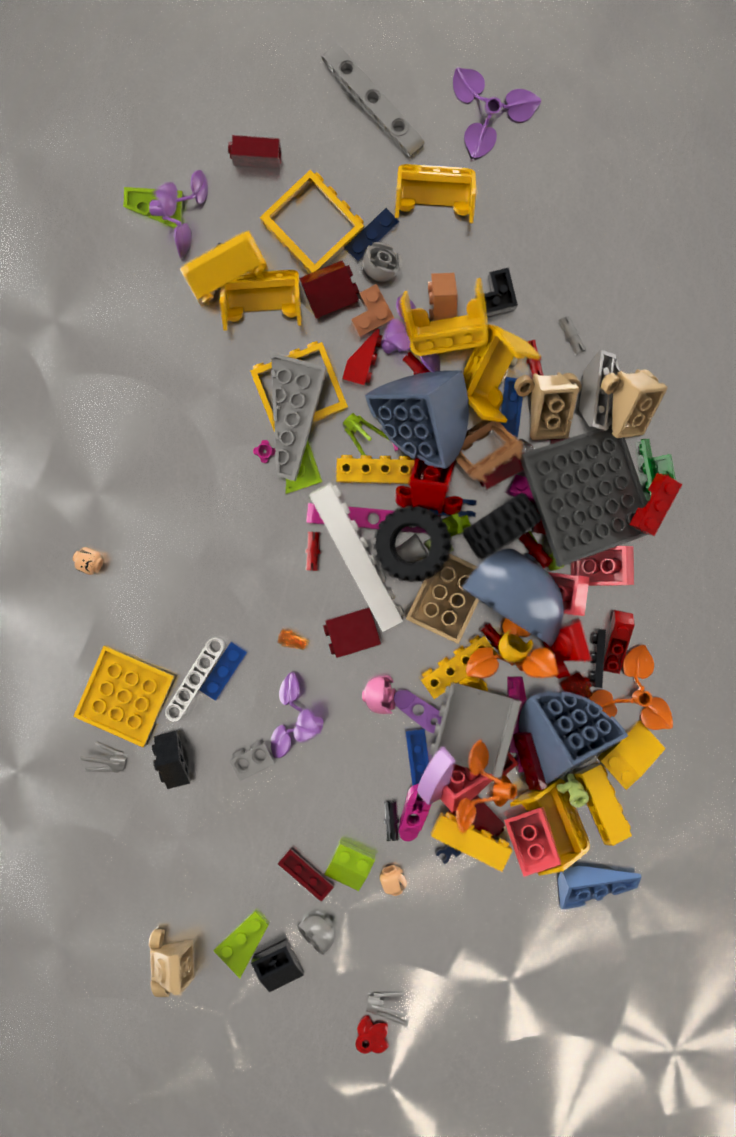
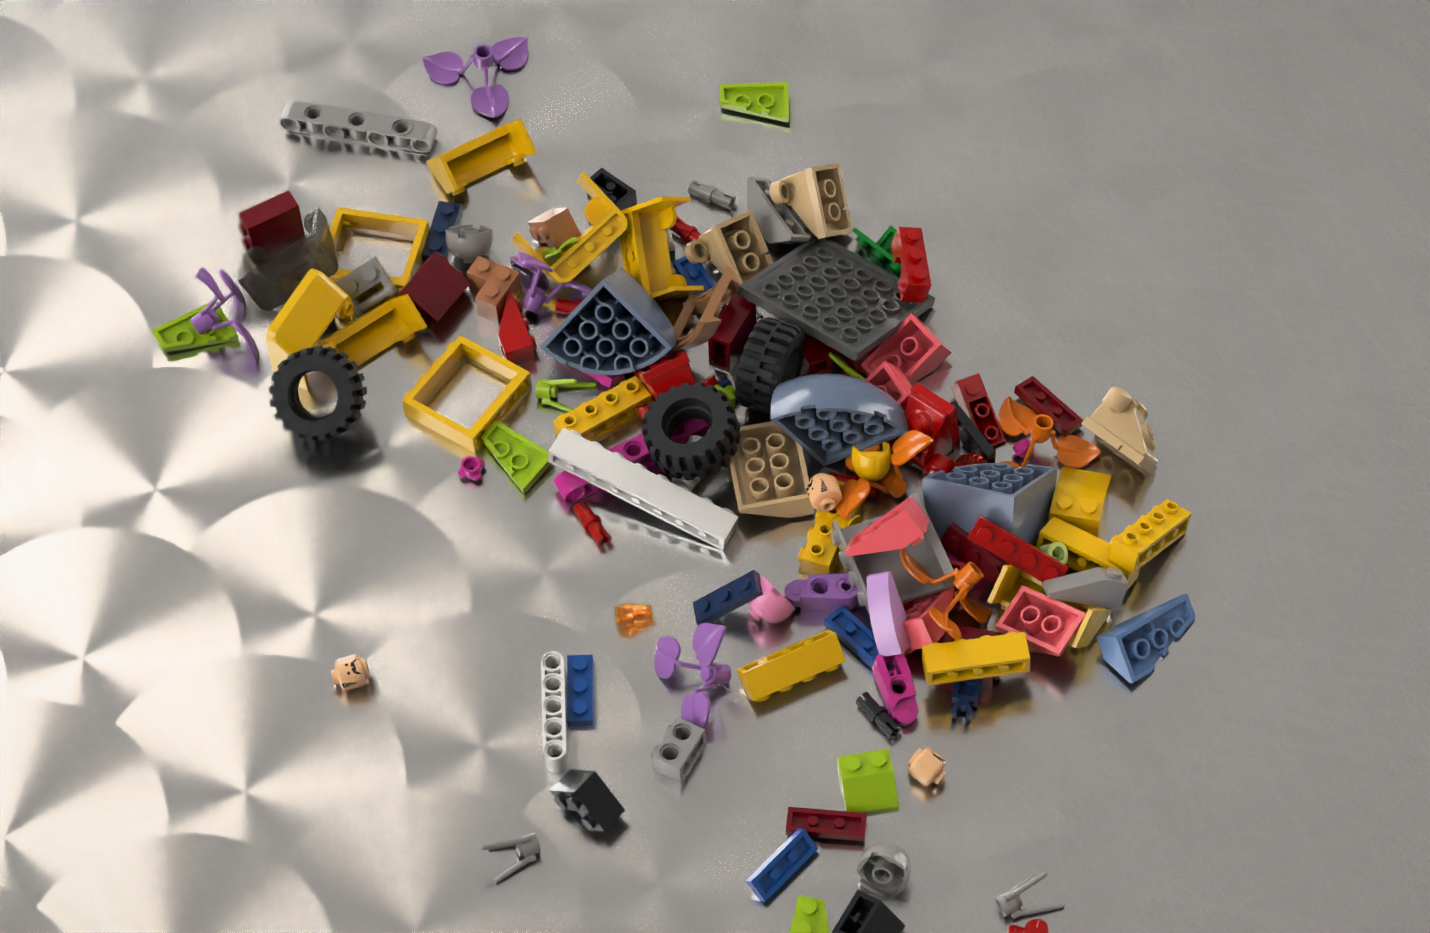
camera: 30 degrees left, 35 degrees down
(124, 696) = (486, 779): yellow plate -> none
(207, 323) = (287, 399): none -> black tyre
(245, 200) = (274, 278): none -> clear smoke windscreen
(259, 884) = (782, 864): none -> blue plate
(286, 249) = (362, 280): none -> light grey plate
(295, 400) = (469, 392): light grey wing -> none
(352, 632) = (693, 566): dark red brick -> none
(354, 678) = (728, 598): none -> dark blue plate
(360, 752) = (791, 665): none -> yellow brick
(423, 325) = (552, 255): none -> lime plate
(465, 650) = (824, 492): none -> light nougat head
(477, 725) = (892, 531): none -> coral slope
(552, 787) = (1015, 550): none -> red plate
(579, 838) = (1092, 587): none -> light grey slope
(624, 691) = (1022, 447): none -> dark pink plate
(649, 823) = (1149, 535): none -> yellow brick
(661, 273) = (757, 99): none -> lime wing
(664, 670) = (1046, 403): none -> dark red plate
(694, 733) = (1123, 426): none -> tan piece

